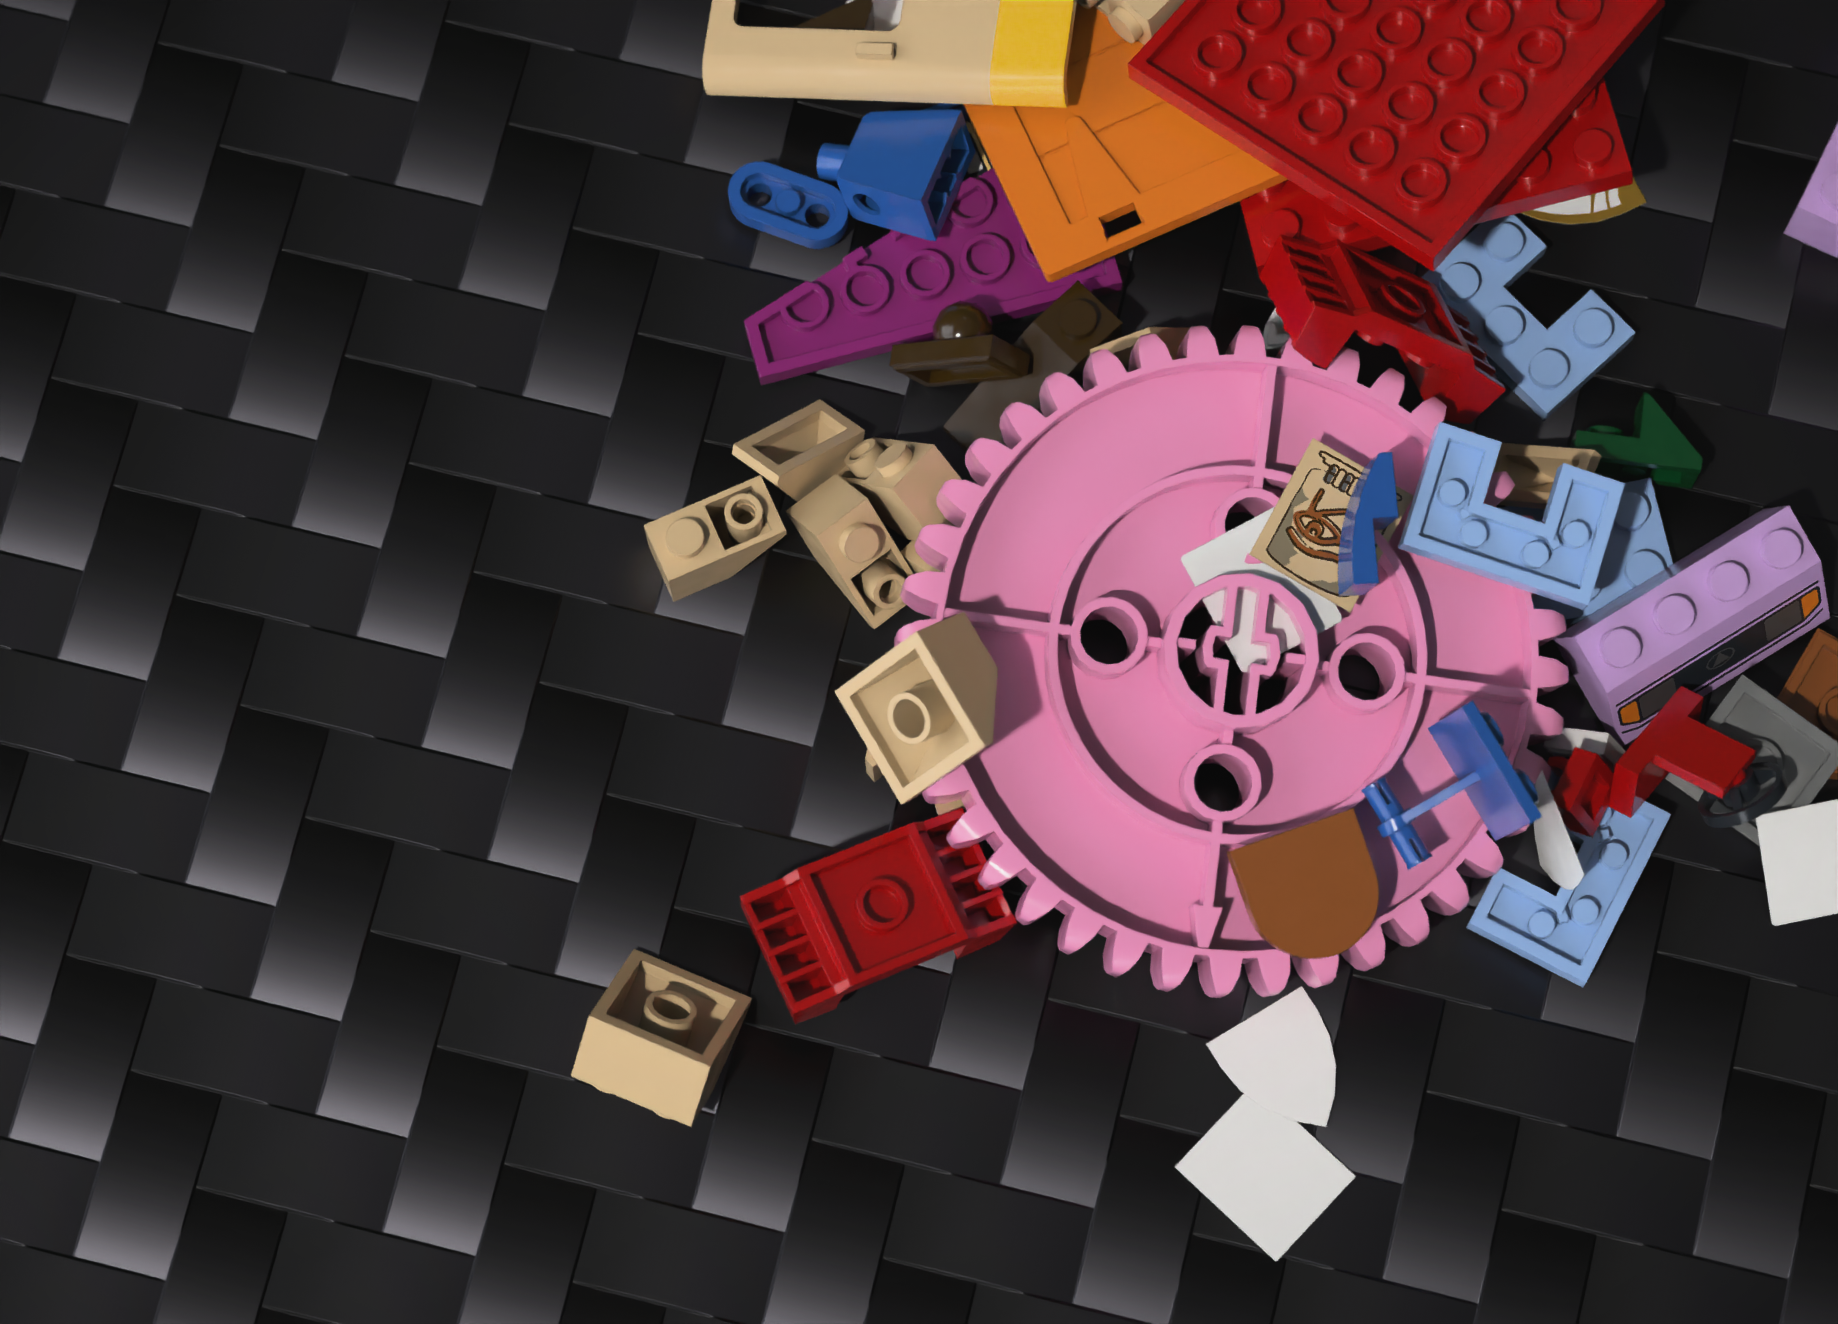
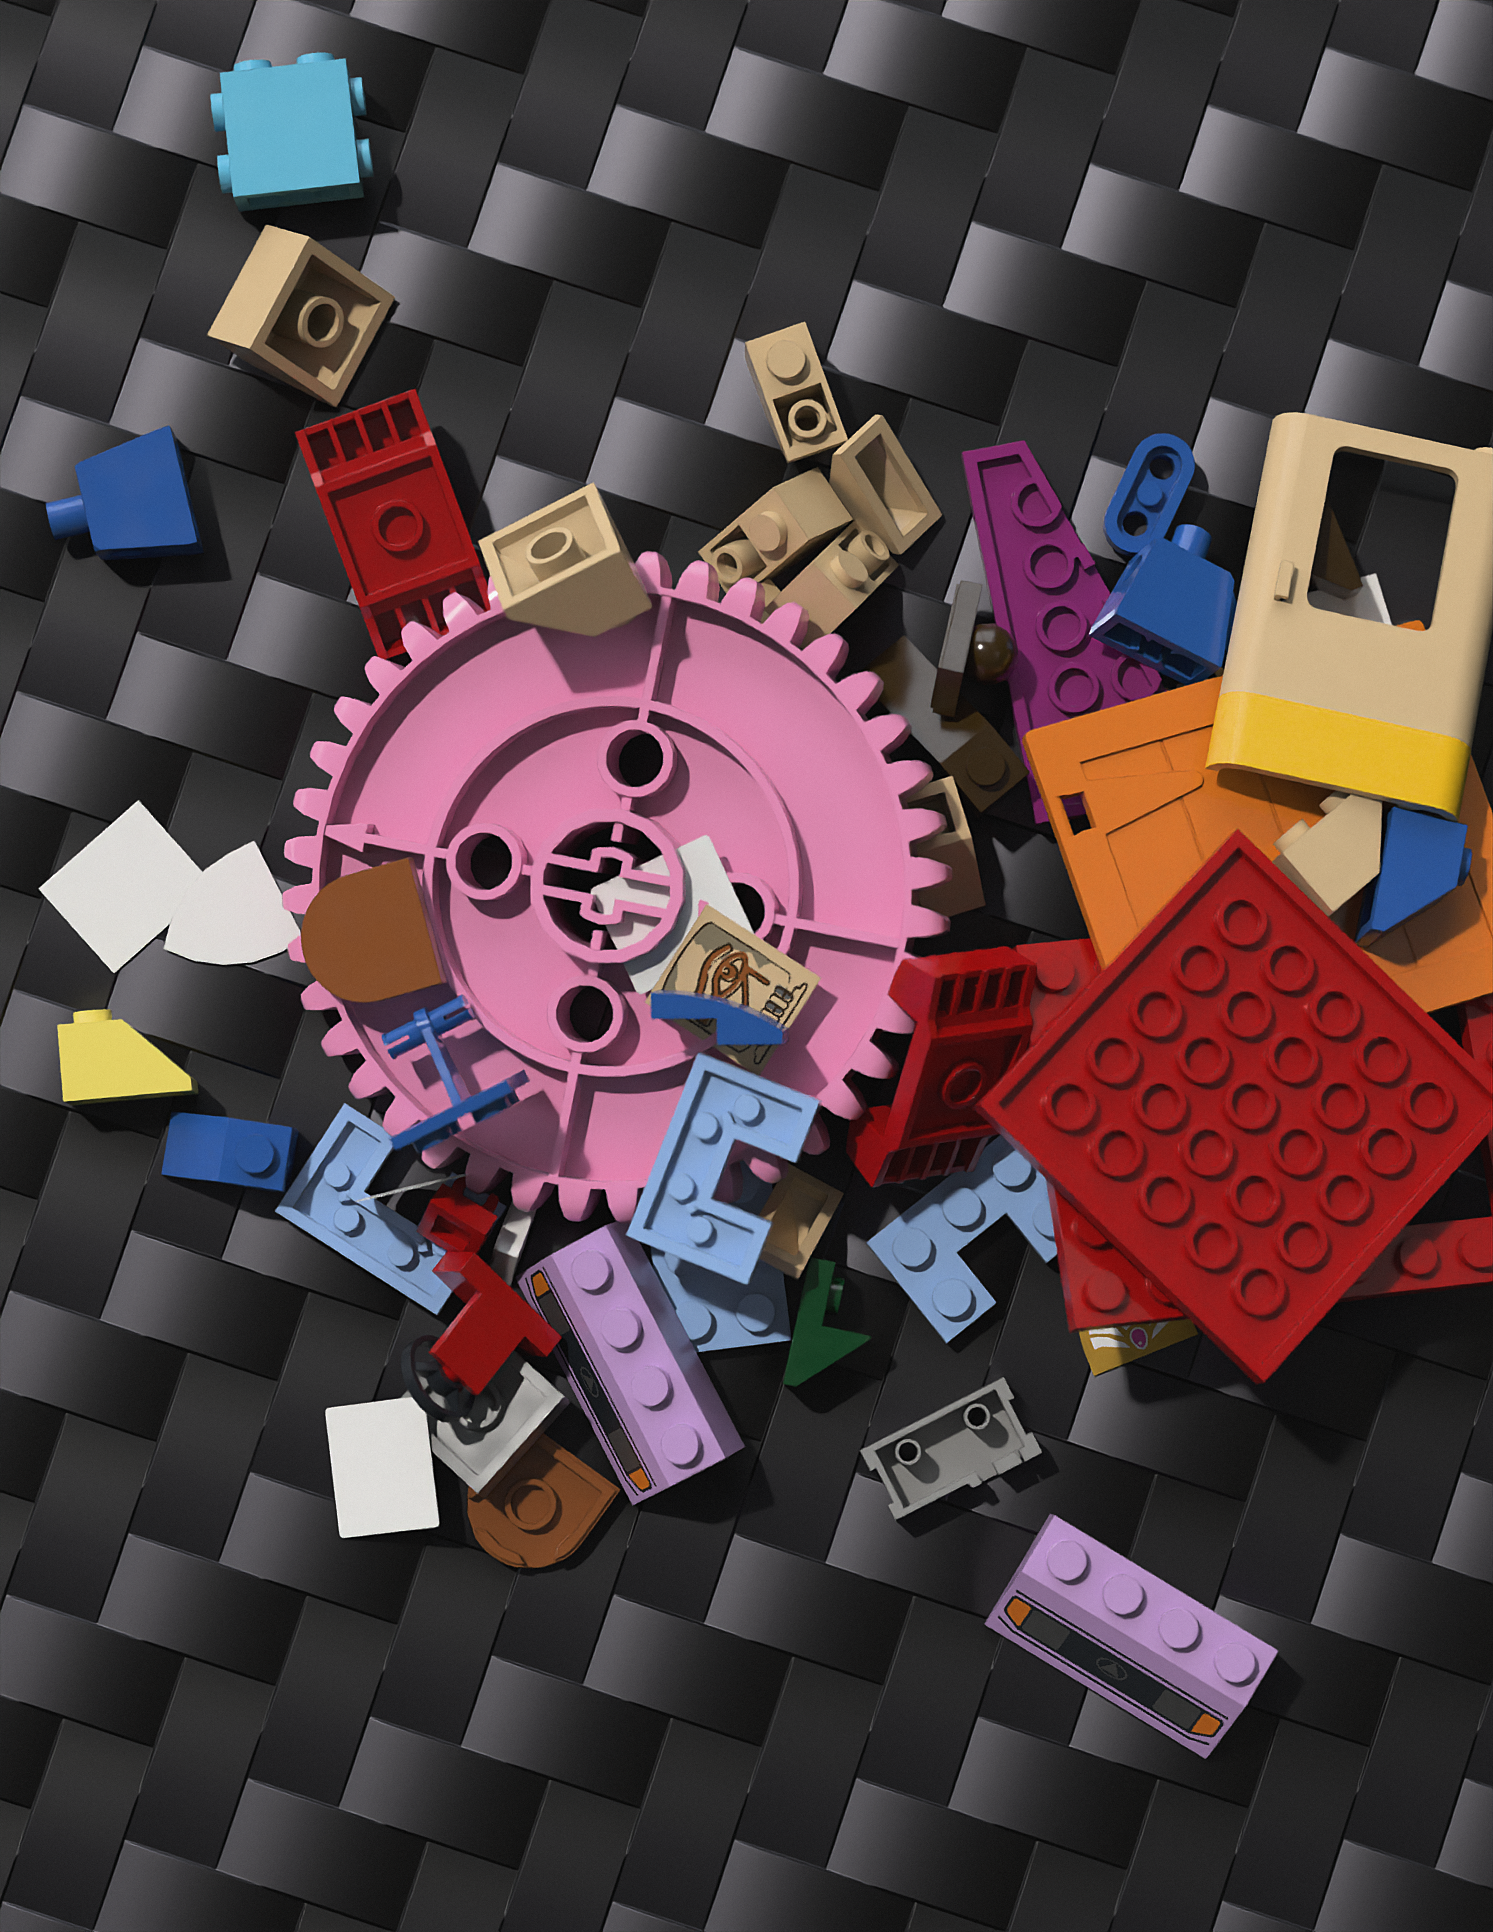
camera: 90 degrees right, 10 degrees up
(472, 1058) = (291, 132): none -> medium azure brick
(869, 1191) = (132, 501): none -> blue torso
(1454, 1158) = (114, 1062): none -> light yellow slope
(1530, 1034) = (230, 1151): none -> blue slope
(1736, 322) = (951, 1449): none -> light grey piece

